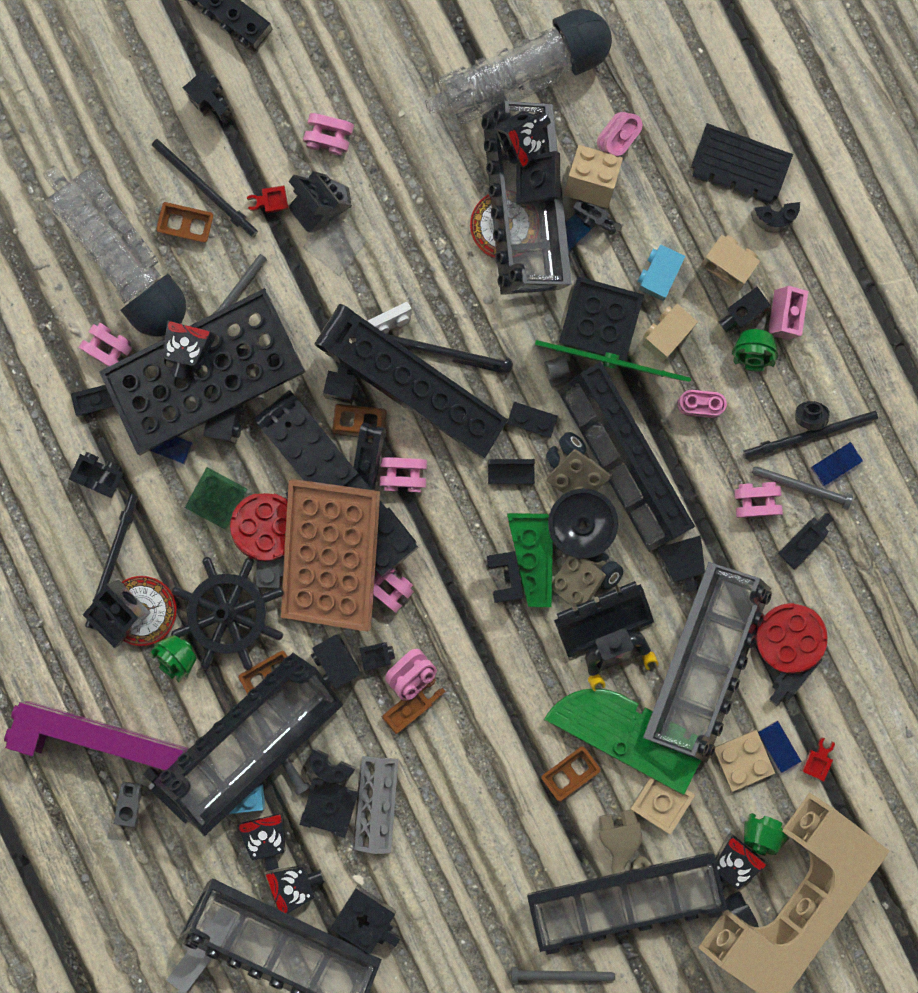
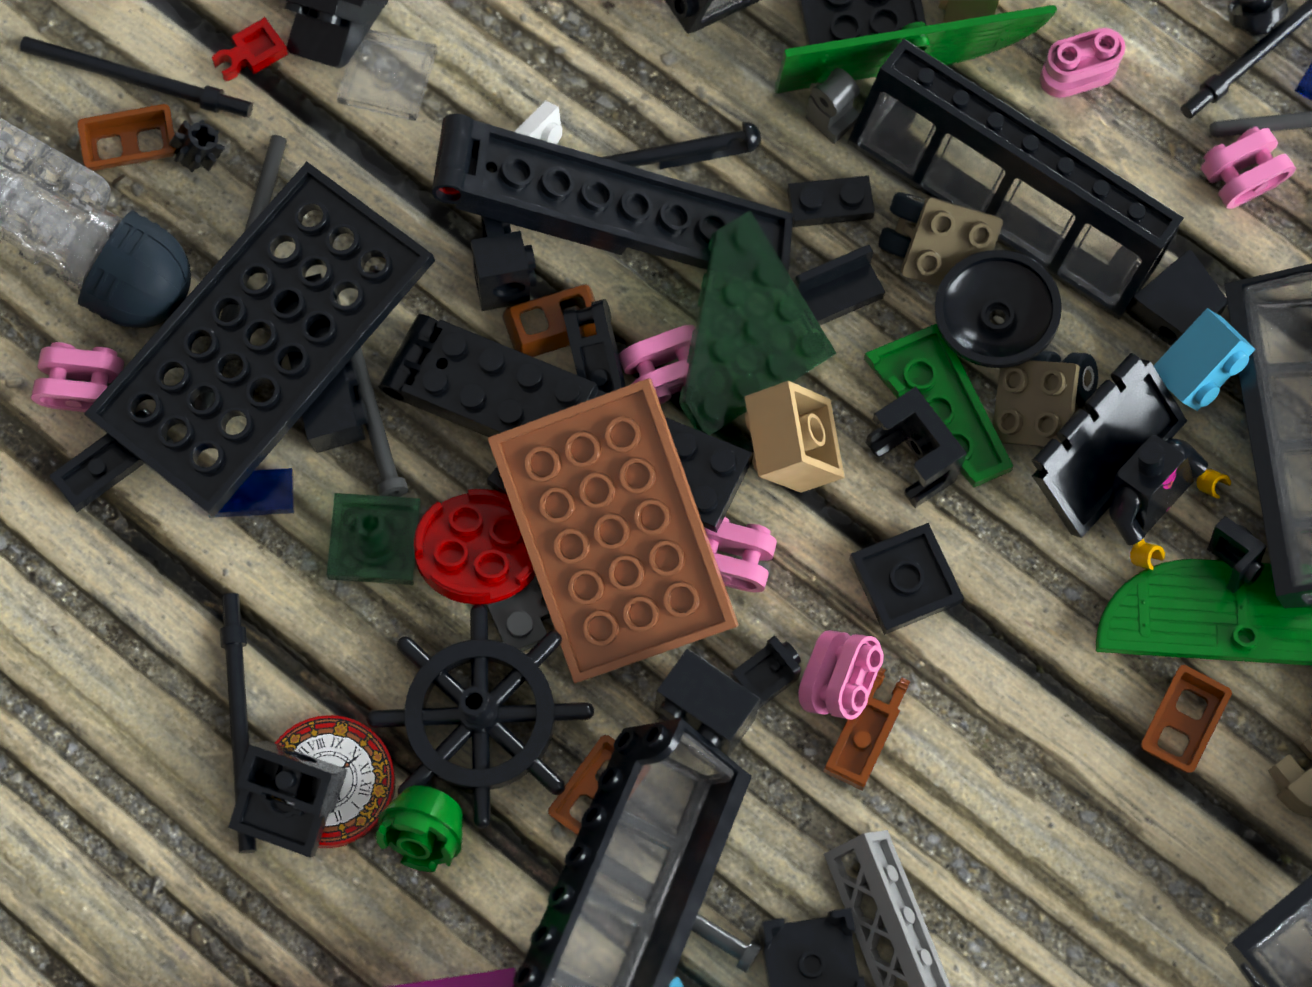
camera: 30 degrees left, 15 degrees down
(96, 475) = (151, 589): black cylinder -> none
(186, 347) = (218, 301): torso -> none
(224, 244) = (196, 145): none -> black gear
(242, 443) = (391, 483): none -> dark grey bar
(326, 770) = (777, 900): black cylinder -> none
(445, 544) = (793, 437): none -> tan brick
(451, 478) = (748, 328): none -> clear green plate
(469, 639) = (906, 578): none -> black plate
(642, 700) = (1239, 550): none -> black bracket
(674, 598) = (1203, 360): none -> medium azure brick

